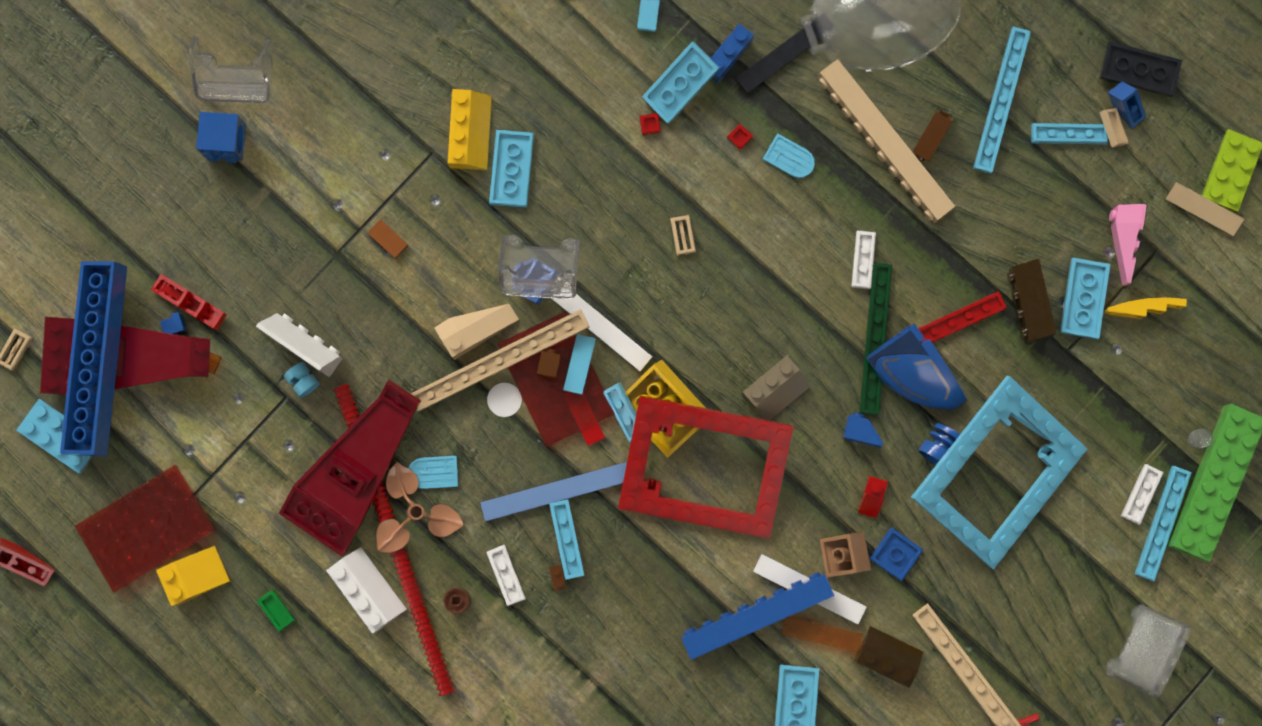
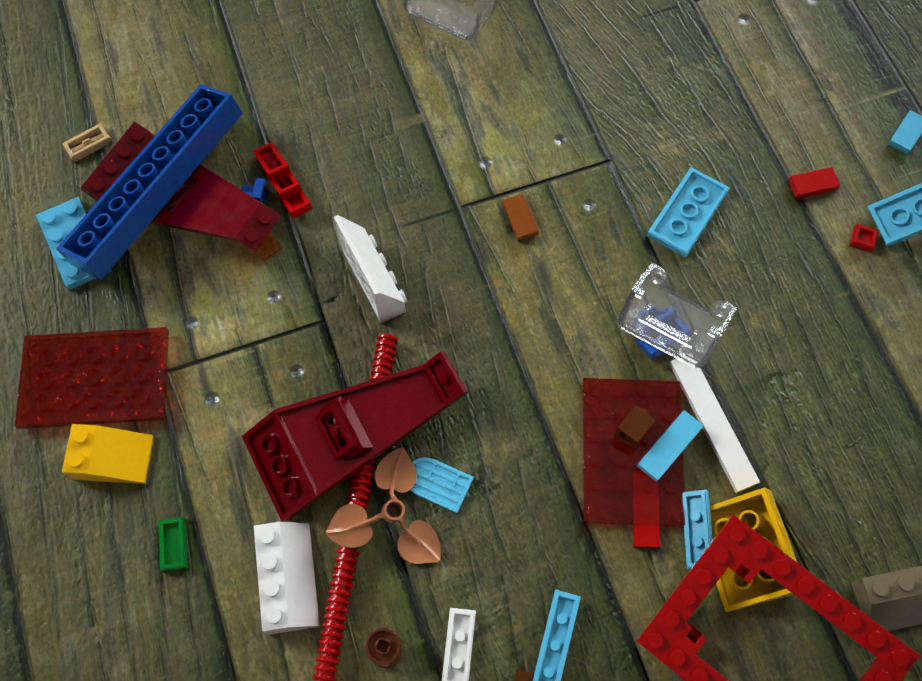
camera: 30 degrees right, 15 degrees down
(221, 136) = (406, 44): blue brick -> none
(301, 379) = (350, 309): medium azure wheel -> none
(469, 130) = (661, 153): yellow slope -> none
(469, 330) = (560, 350): tan wedge -> none
(501, 359) = (583, 395): tan plate -> none
(504, 399) = (560, 444): white sticker -> none
(553, 492) = (568, 579): medium blue tile -> none
(594, 95) = (814, 182): none -> red tile
(685, 251) = (844, 366): tan tile -> none

